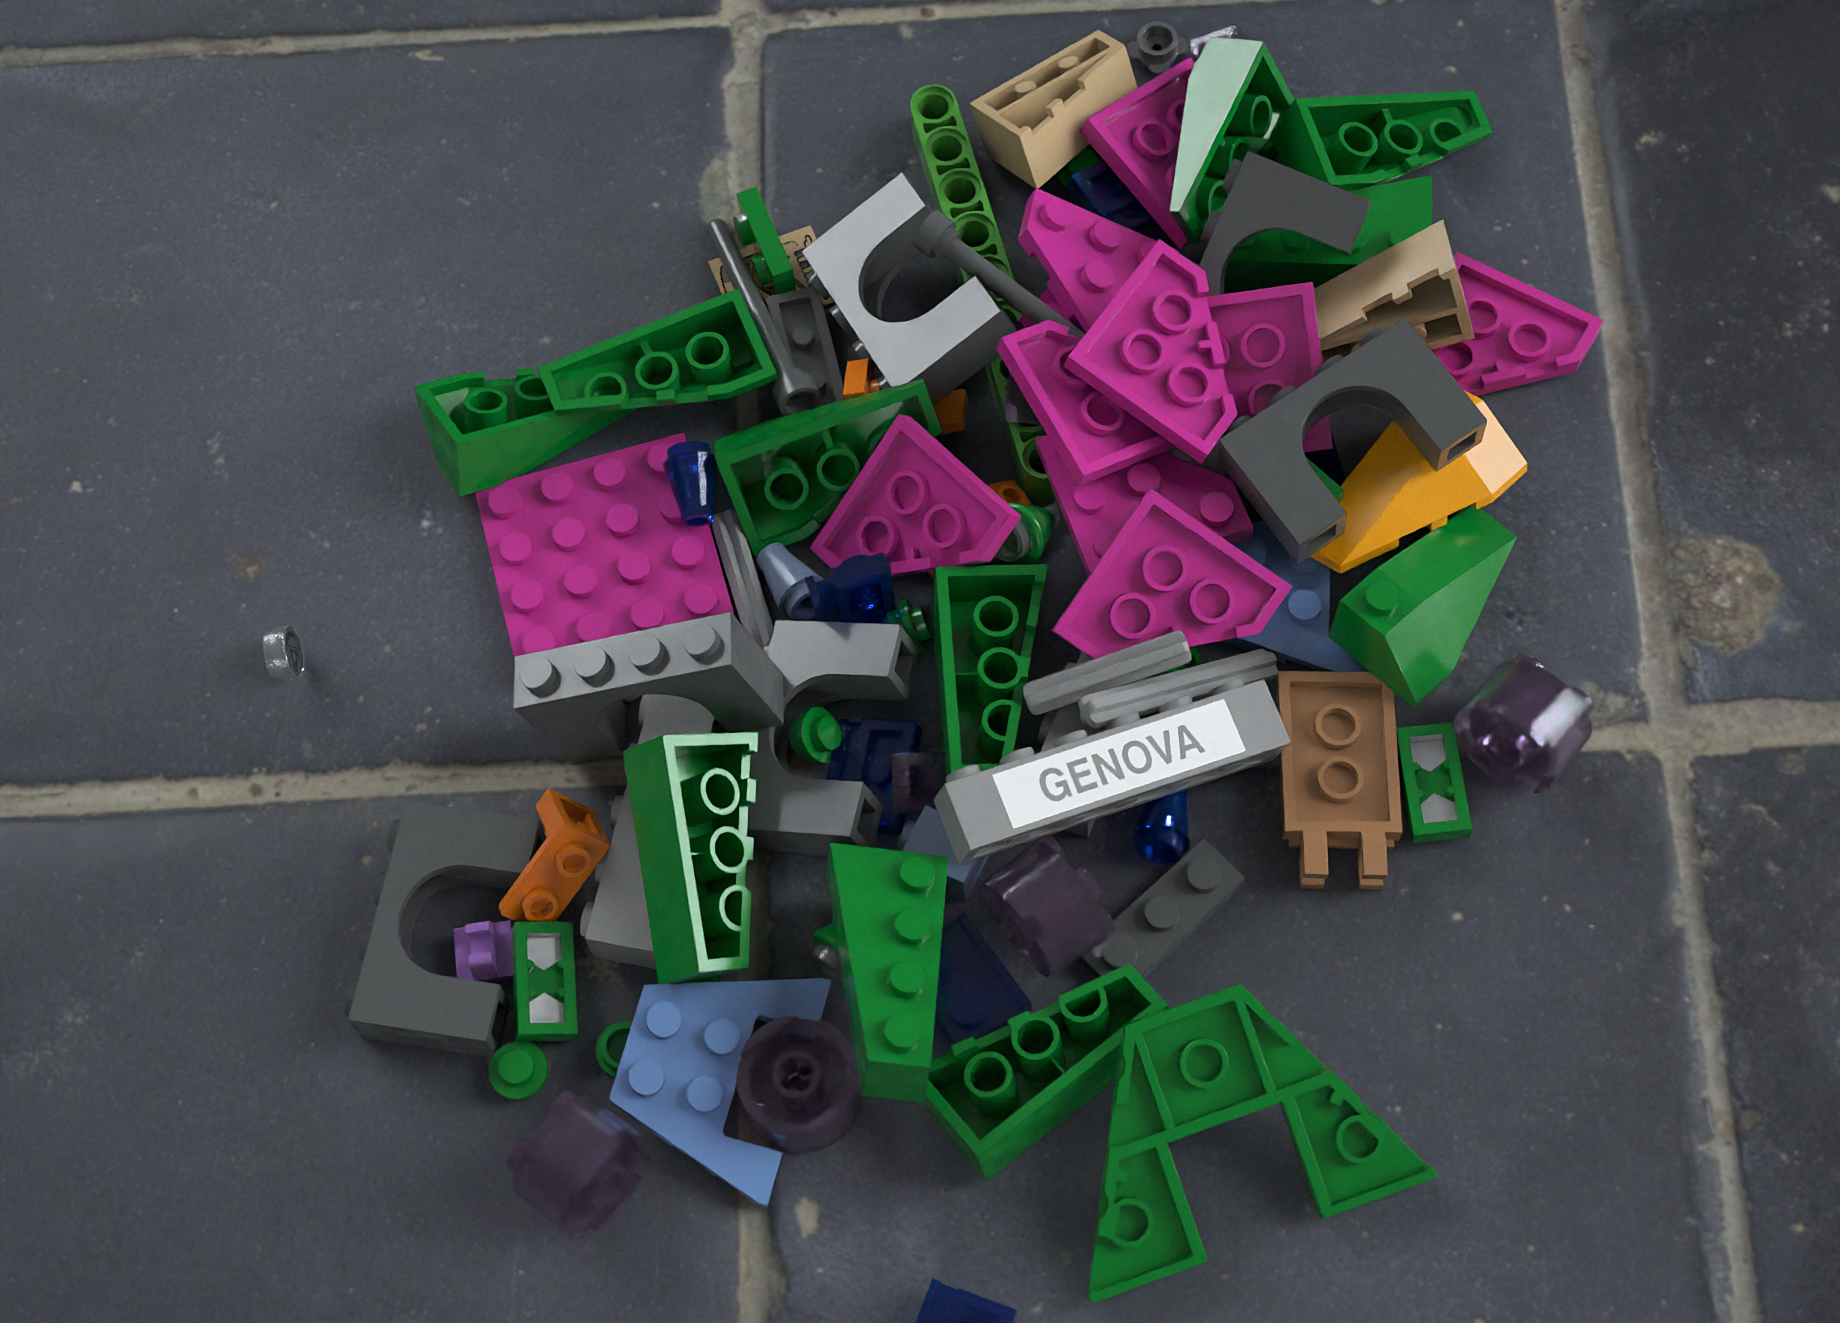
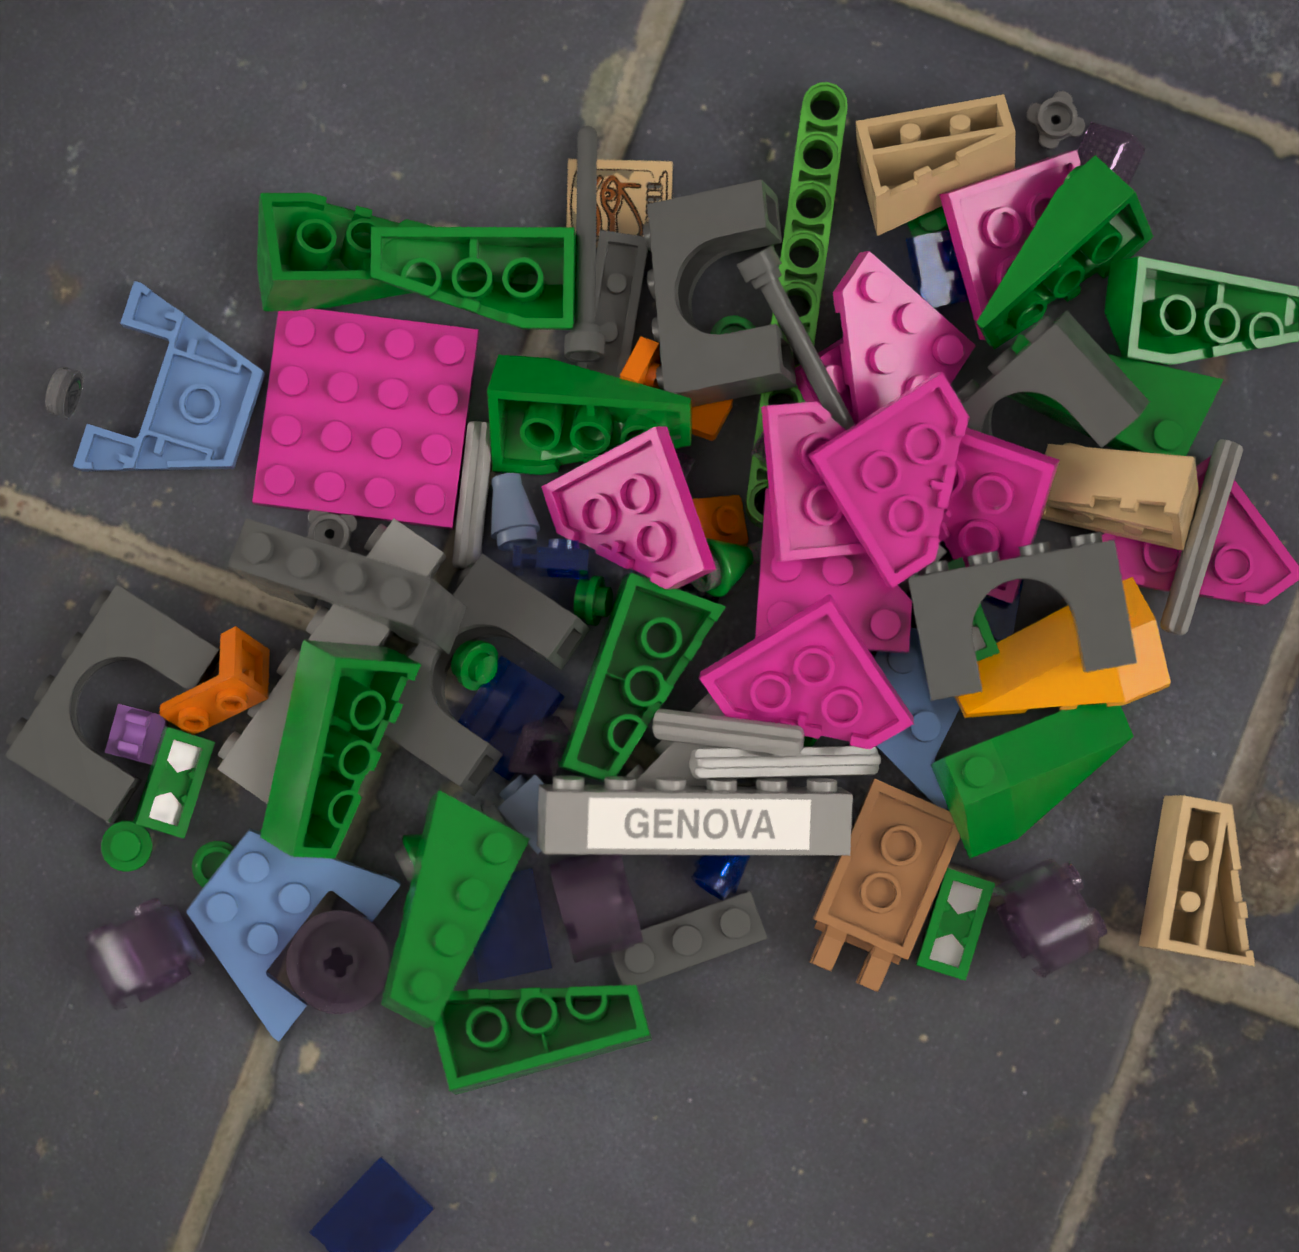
camera: 15 degrees right, 20 degrees up
(425, 615) = (196, 405): none -> medium blue wing
(692, 479) = (463, 392): clear blue cone -> none
(756, 228) = (618, 197): green piece -> none
(1199, 1070) = (652, 1096): green wing -> none
(1486, 322) = (1201, 537): none -> light grey axle
(1656, 637) = (1195, 884): none -> tan wedge

